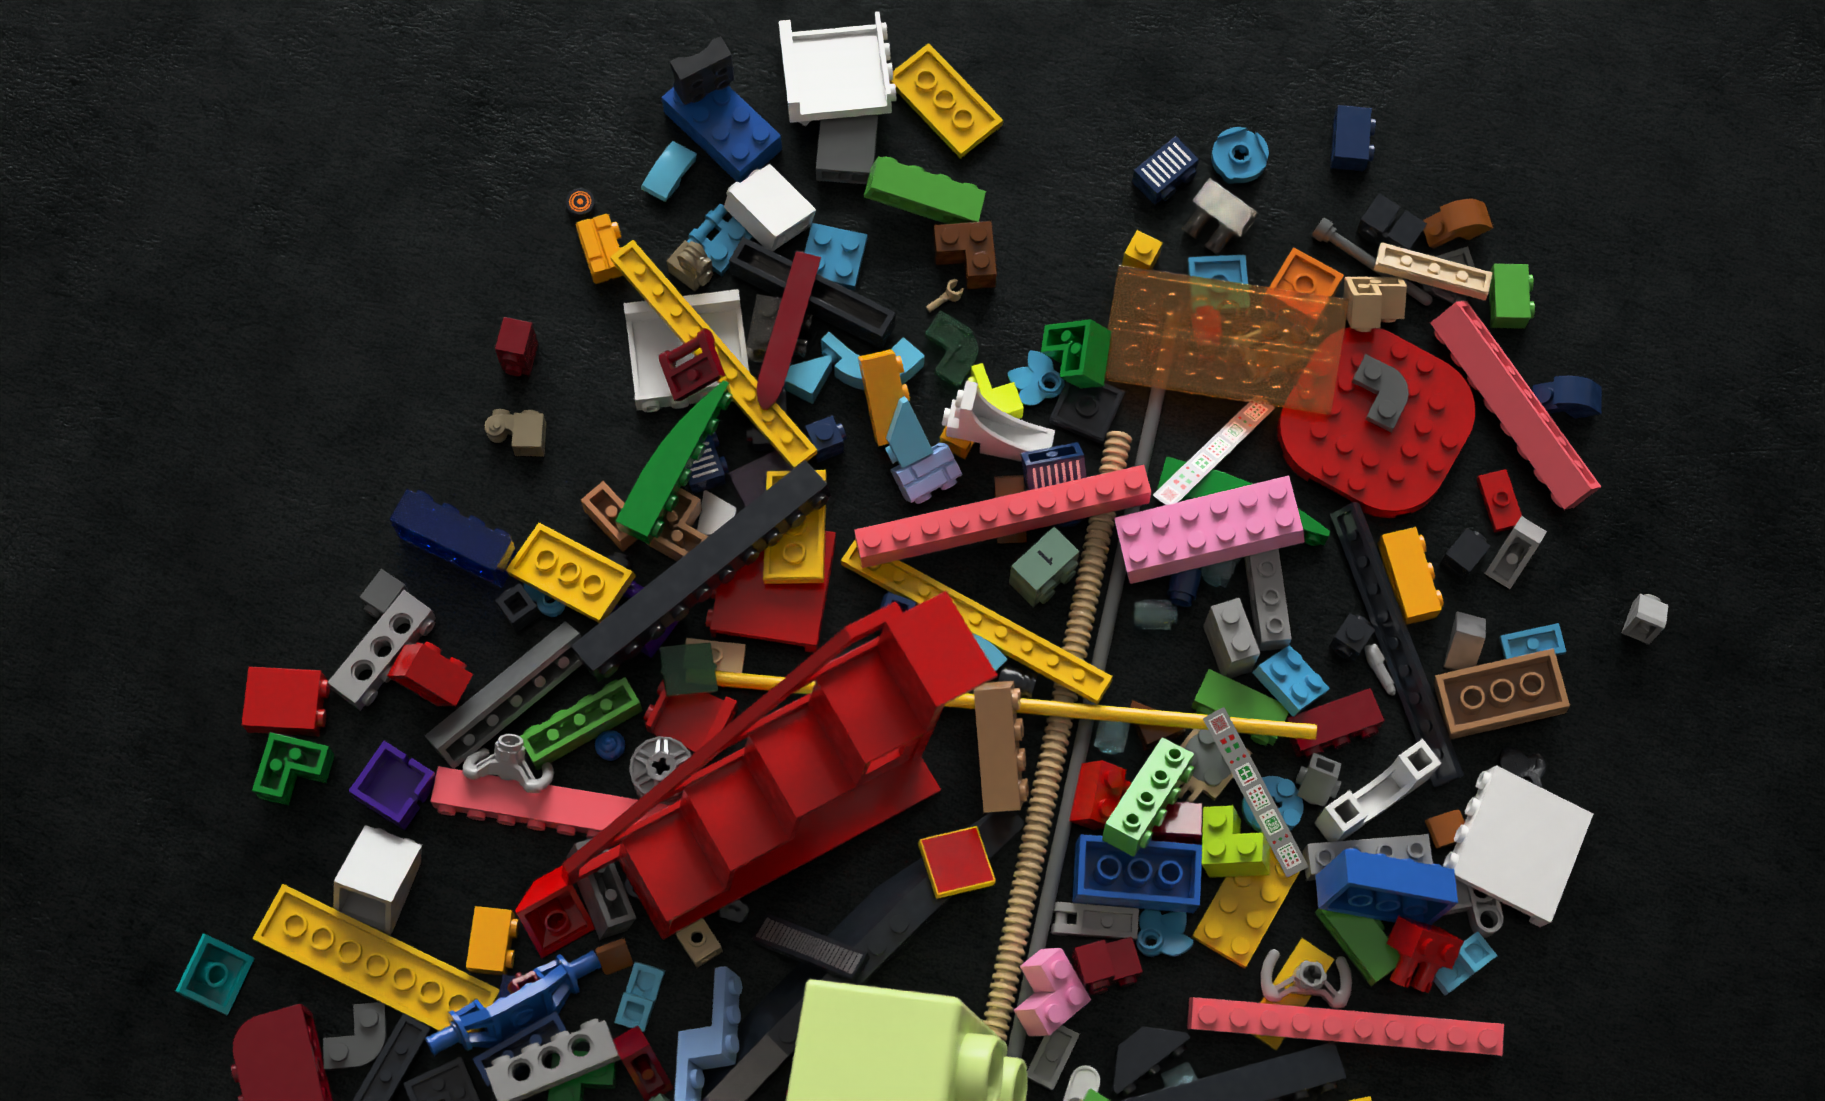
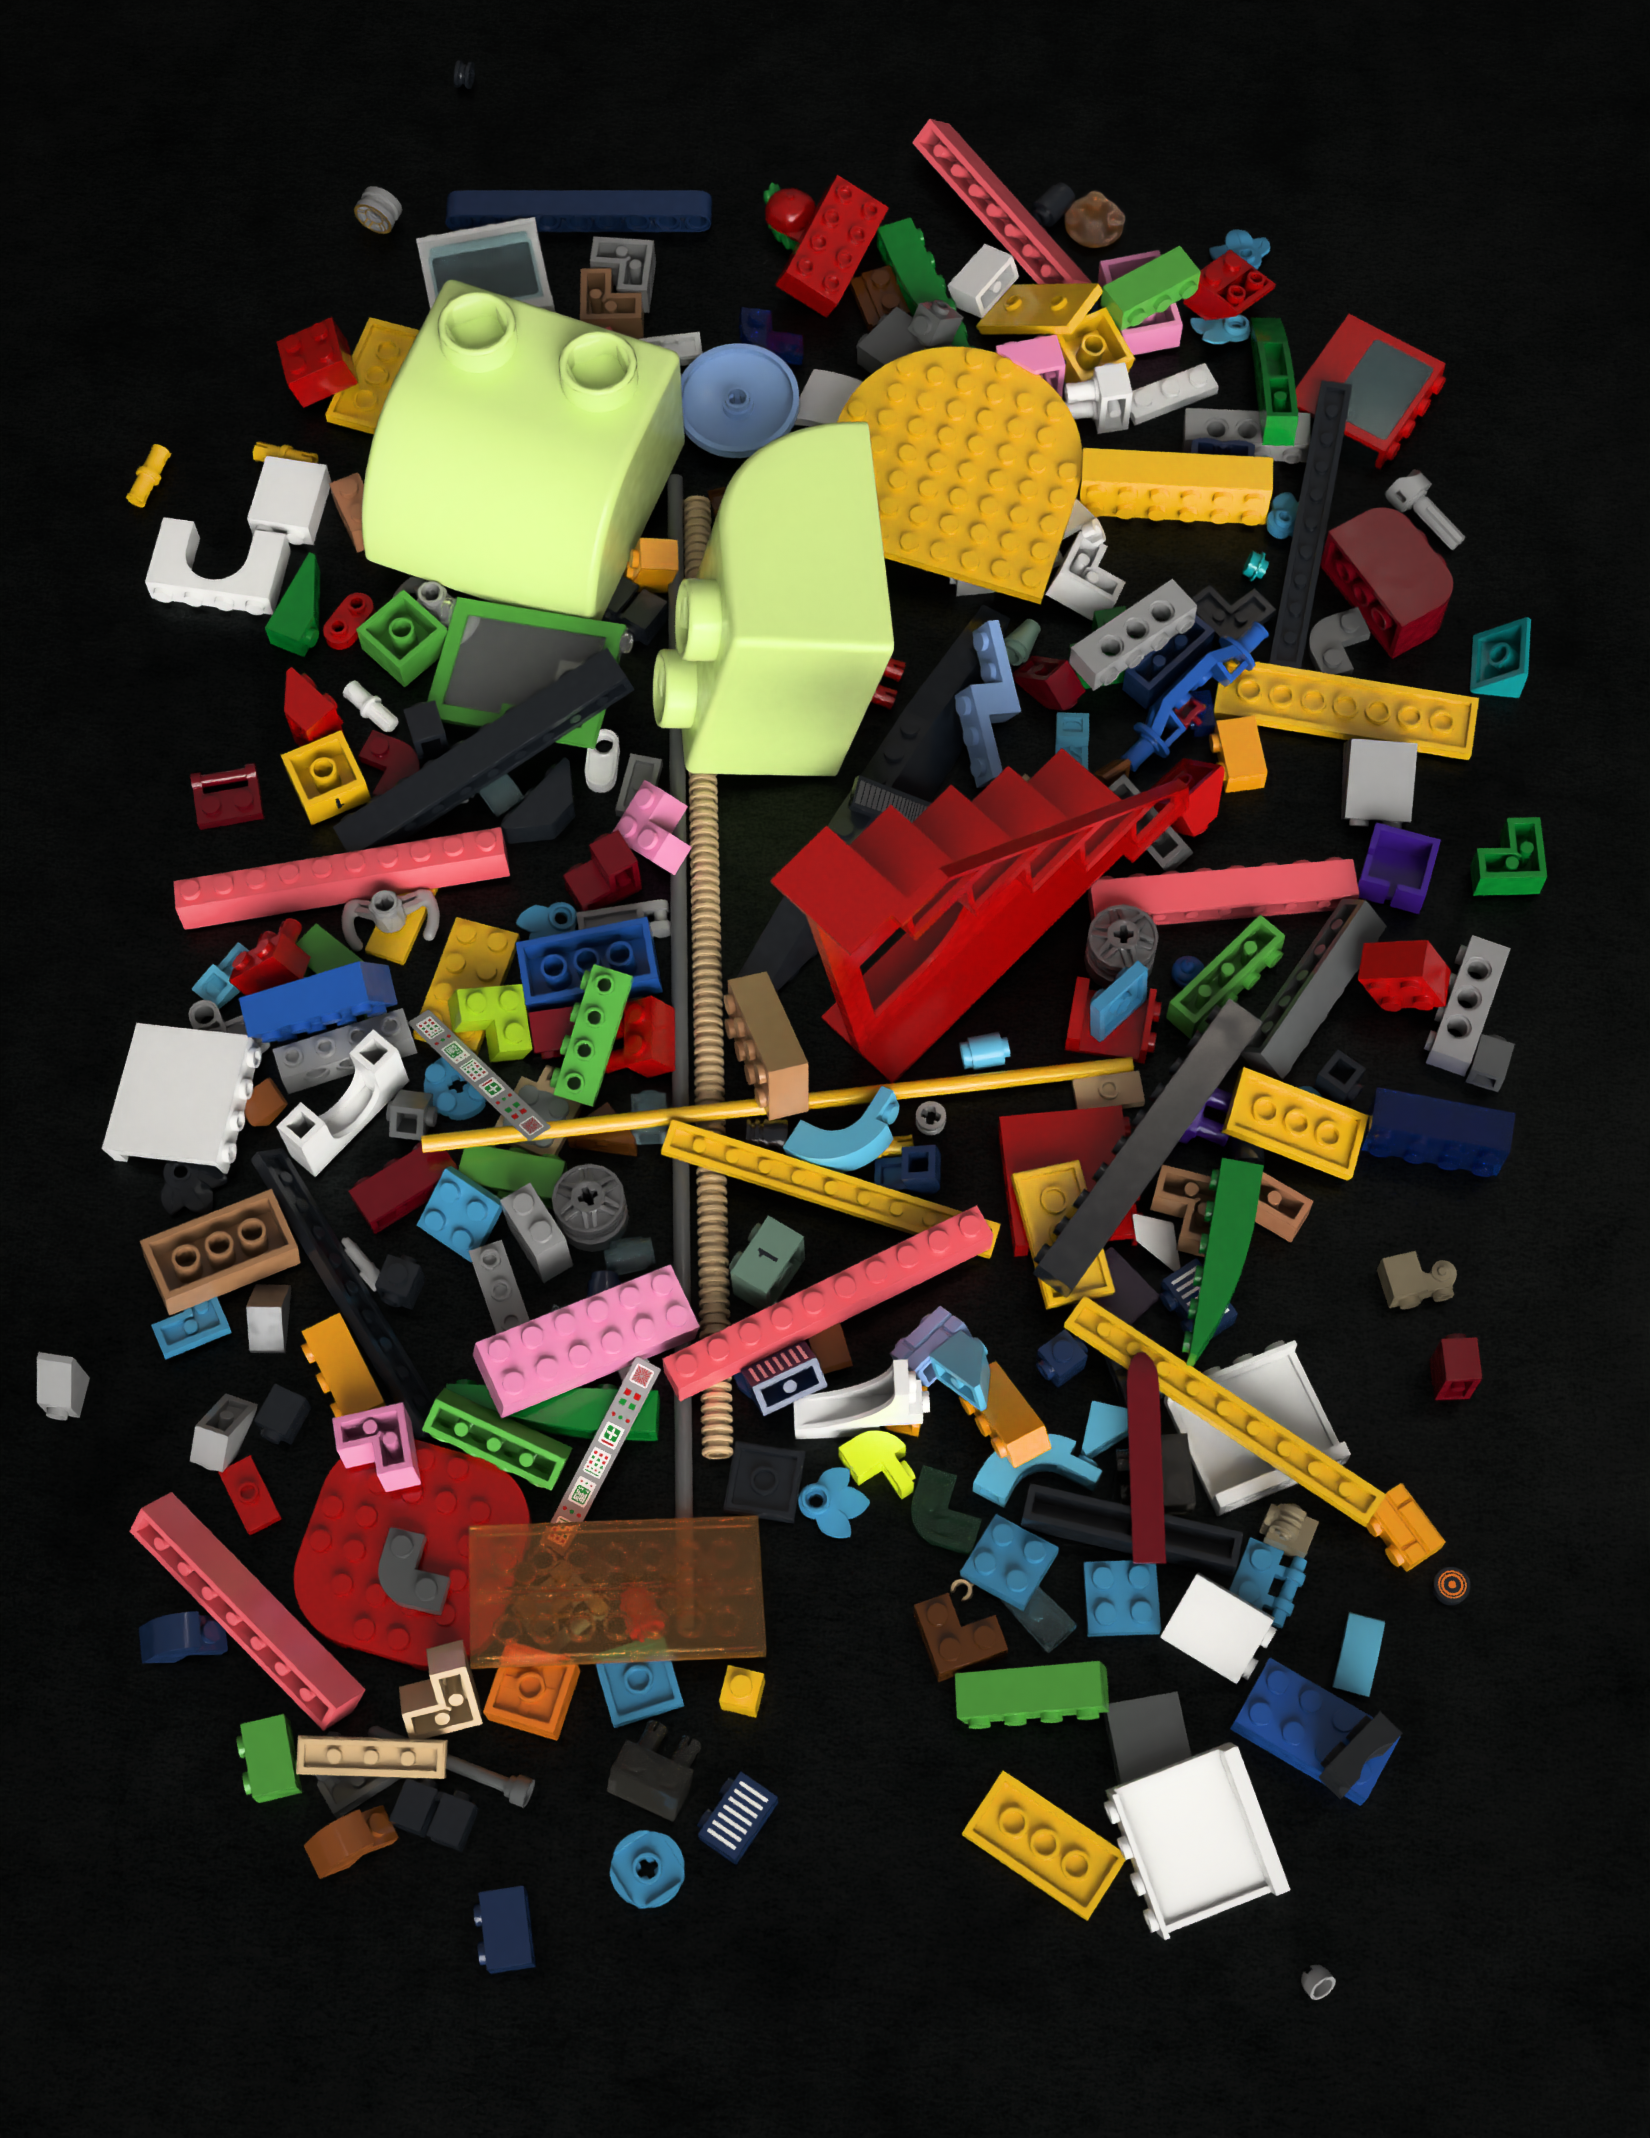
camera: 170 degrees right, 5 degrees down
(285, 701) = (1548, 928): red brick -> none
(508, 764) = (1285, 908): light grey piece -> none
(688, 669) = (1130, 1057): clear green piece -> none
(693, 712) = (1118, 1001): none -> dark azure plate
(696, 372) = (1239, 1370): dark red plate -> none
(900, 258) = (1044, 1620): none -> clear light blue slope
(913, 298) = (1009, 1562): none -> dark azure plate
(956, 862) = (779, 935): red tile -> none
(1080, 349) = (785, 1534): green brick -> none
(1169, 667) = (594, 1225): none -> flat silver wheel
(1314, 490) = (497, 1439): none -> bright green brick
(1385, 493) = (383, 1438): none -> bright pink brick

